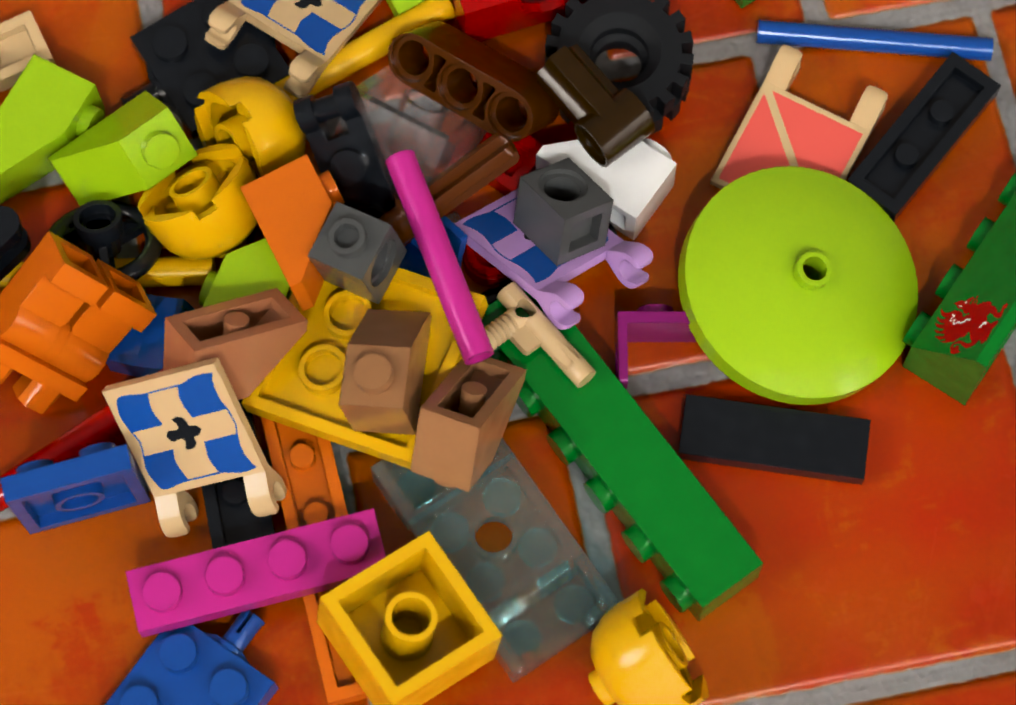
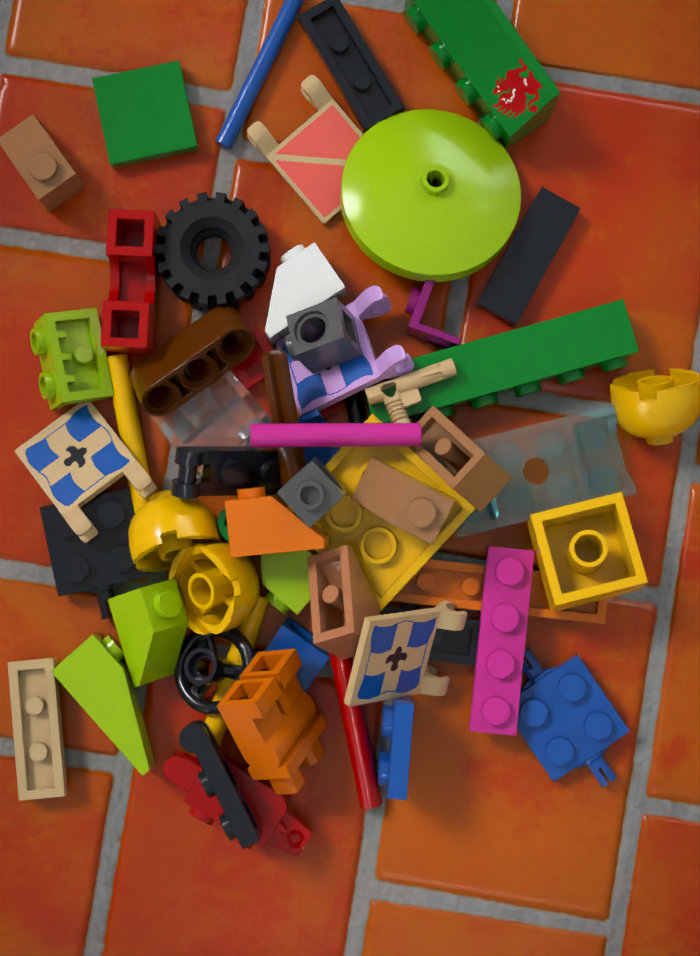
camera: 70 degrees left, 15 degrees up
(603, 117) = (267, 278): dark brown piece -> none

